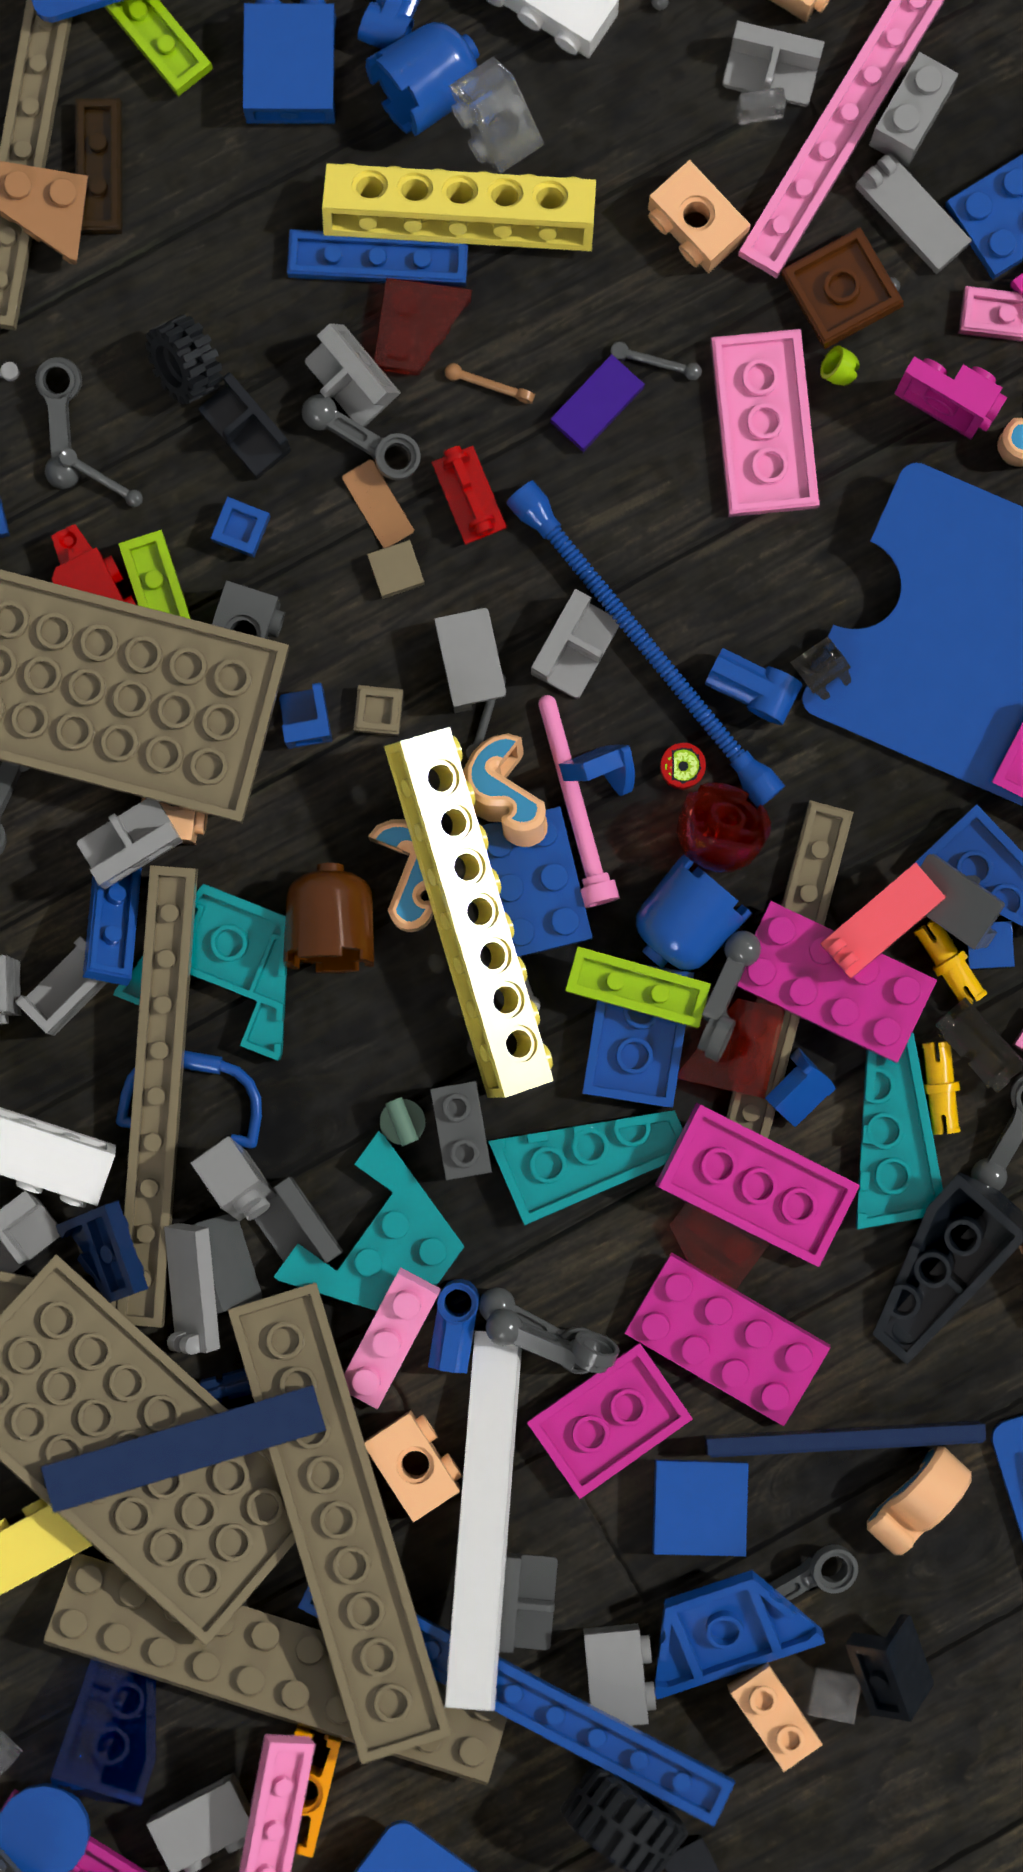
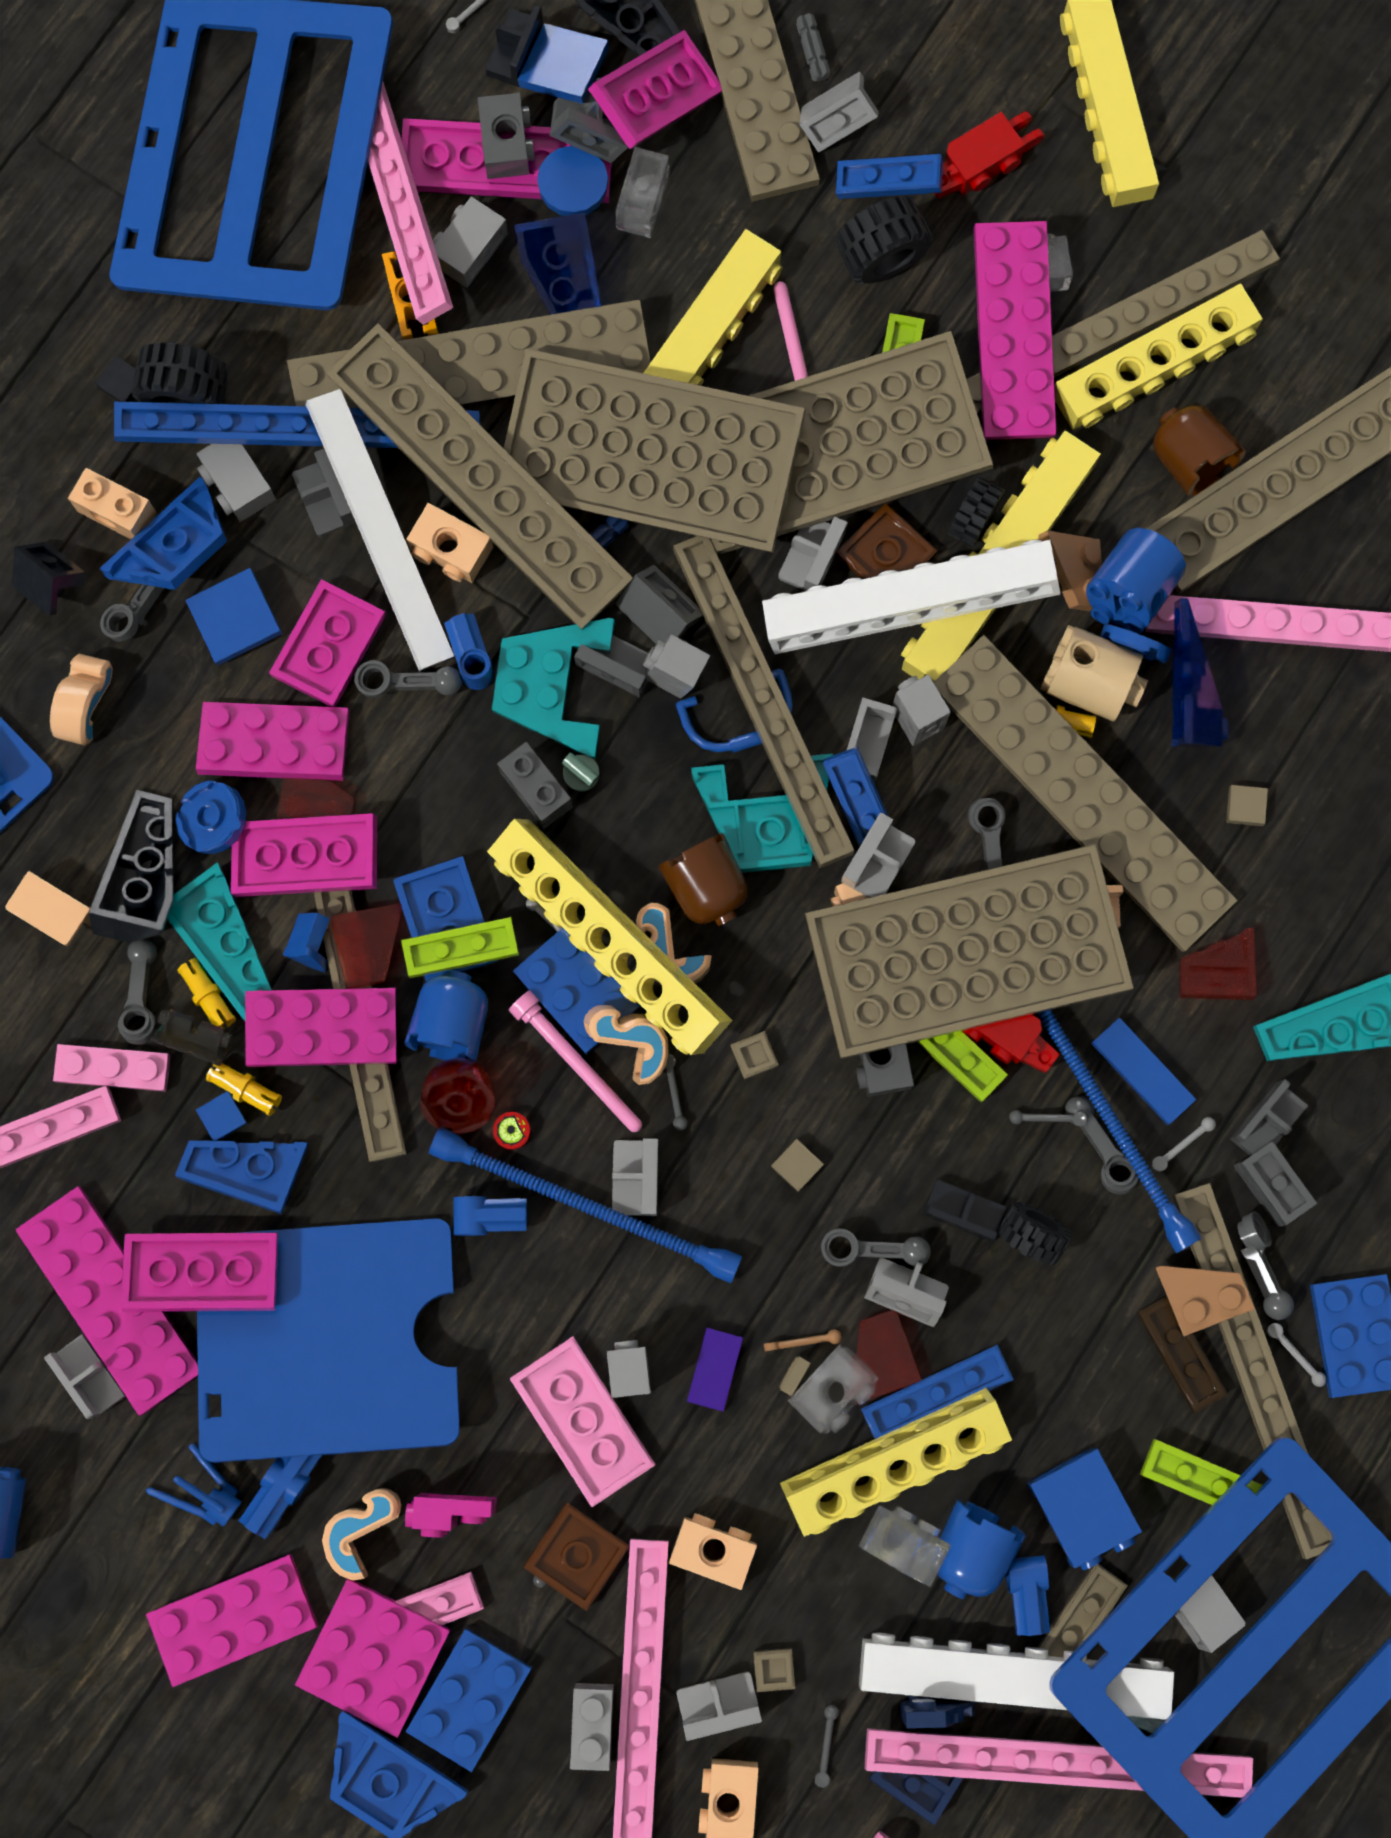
camera: 150 degrees right, 5 degrees down
(30, 283) = (1178, 1228): none -> blue hose
(107, 1251) = (737, 573): dark blue wing -> none
(183, 1449) = (610, 465): dark blue tile -> none
(191, 1289) = (665, 579): light grey hinge -> none
(240, 527) = (926, 1135): blue plate -> none
(305, 717) = (804, 1021): blue panel -> none
(378, 504) = (836, 1207): medium nougat sticker -> none
(390, 1337) = (510, 619): bright pink plate -> none
(468, 494) = (773, 1249): red hinge -> none
(470, 658) = (706, 1123): light grey panel -> none
(510, 305) = (813, 1397): none -> clear brick
(517, 350) = (794, 1375): none -> dark tan tile
(576, 1162) = (438, 810): teal wing -> none
(588, 1349) = (430, 664): dark grey piece -> none
(611, 761) = (573, 1096): blue tile -> none
(621, 352) = (718, 1419): dark grey hinge -> none
(689, 440) = (628, 1369): none -> light grey brick
(696, 72) = (774, 1670): none -> dark tan tile
(741, 951) = (398, 1011): dark grey piece -> none
(761, 105) = (710, 1667): clear tile -> none
(821, 666) = (445, 1252): clear smoke tile -> none
(834, 1695) = (78, 541): clear tile -> none
(839, 1285) = (211, 817): none -> blue tile
(840, 366) = (547, 1493): lime hinge -> none
(845, 1438) = (154, 714): dark blue tile -> none
(883, 920) = (305, 1084): coral hinge -> none
(913, 213) = (552, 1646): light grey hinge -> none
(968, 907) = (260, 1127): dark grey panel -> none

